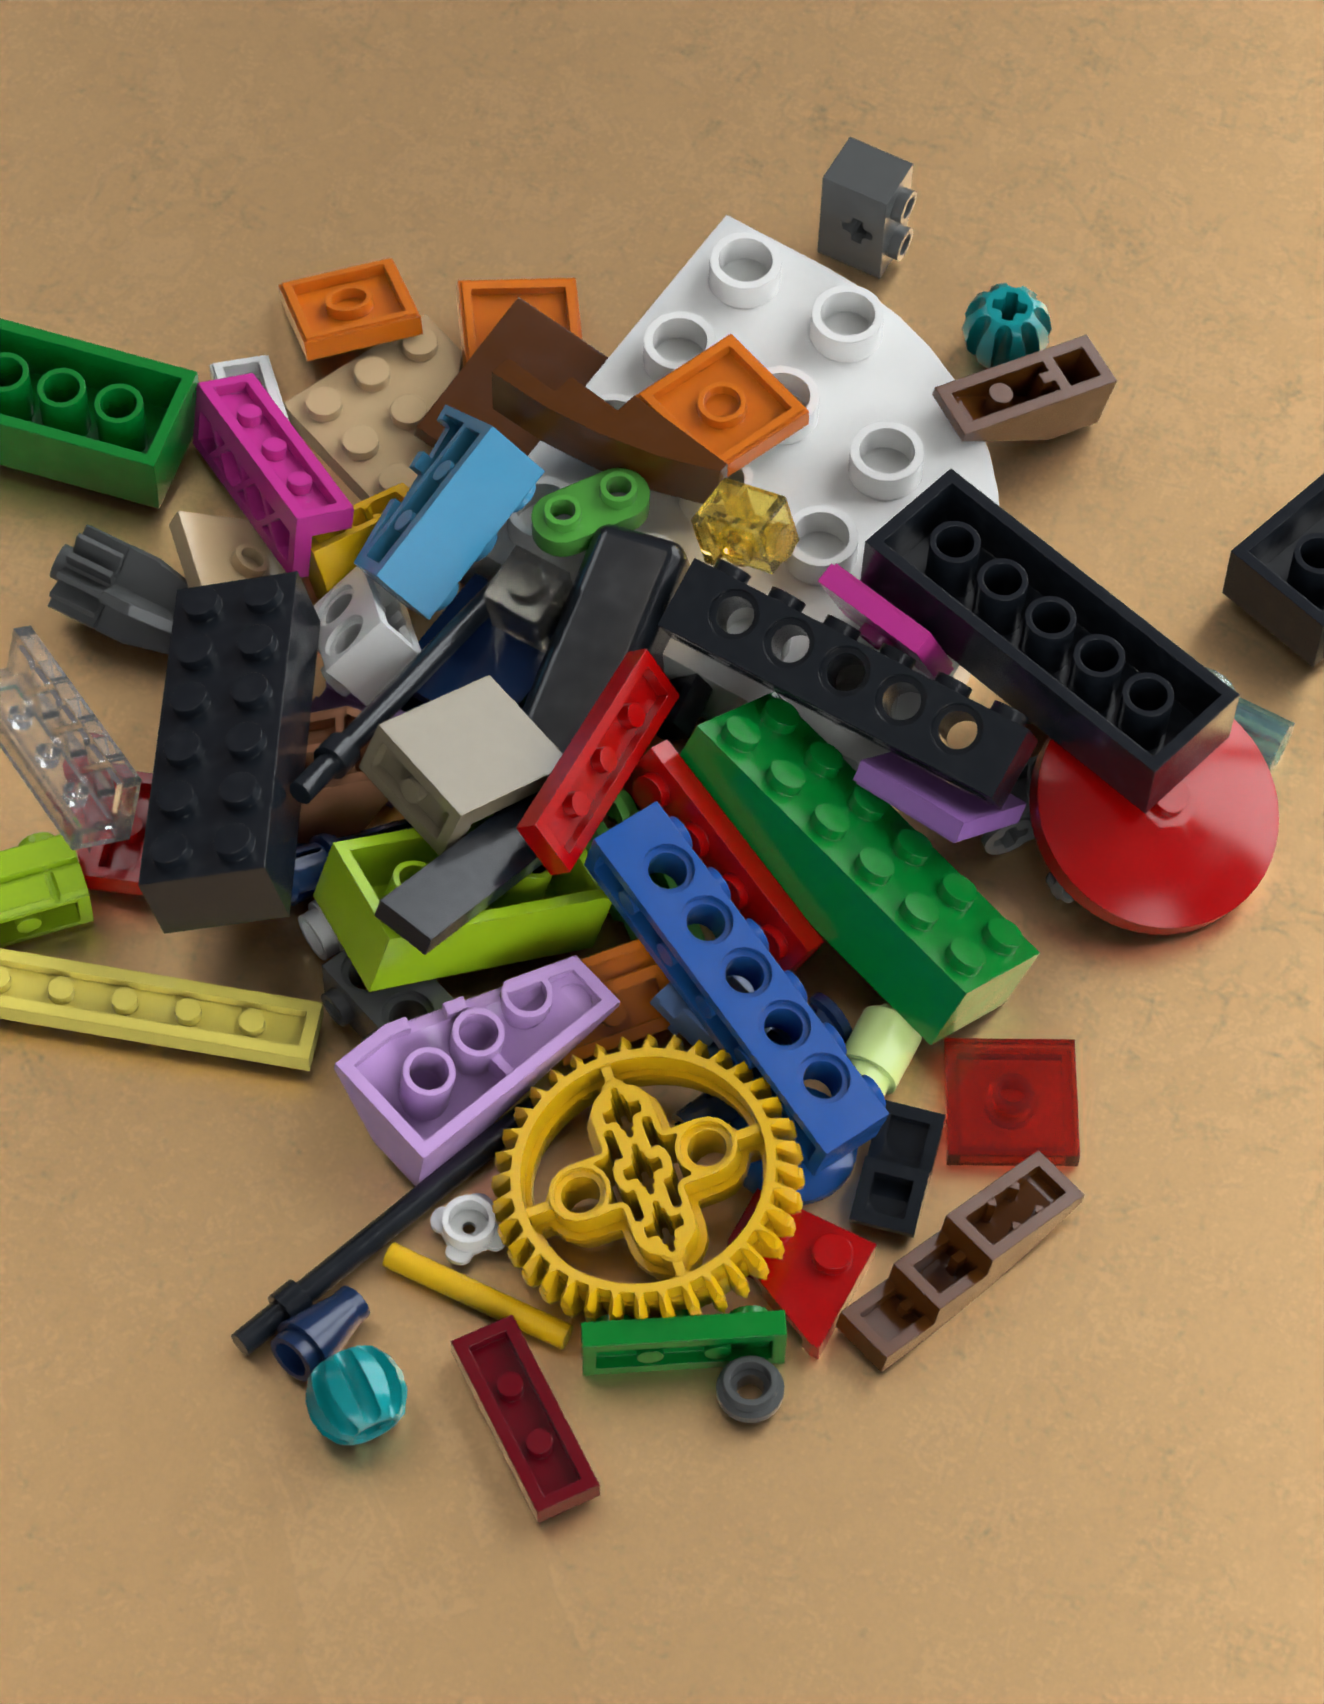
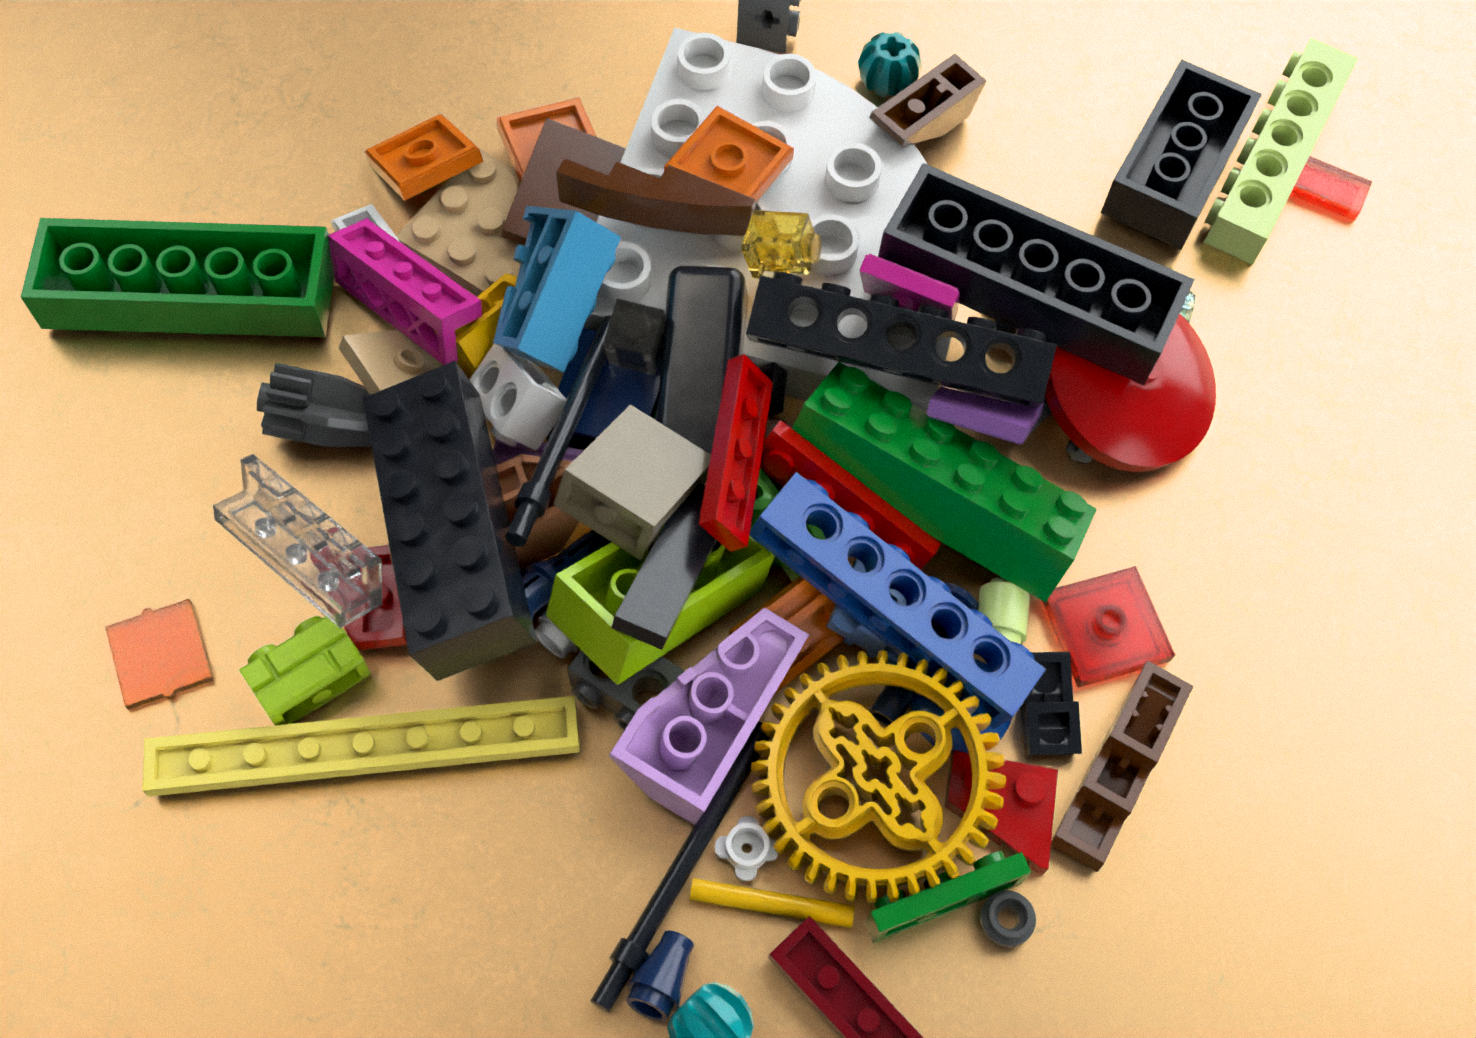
camera: 20 degrees left, 5 degrees up
(590, 507) = (660, 257): bright green plate -> none

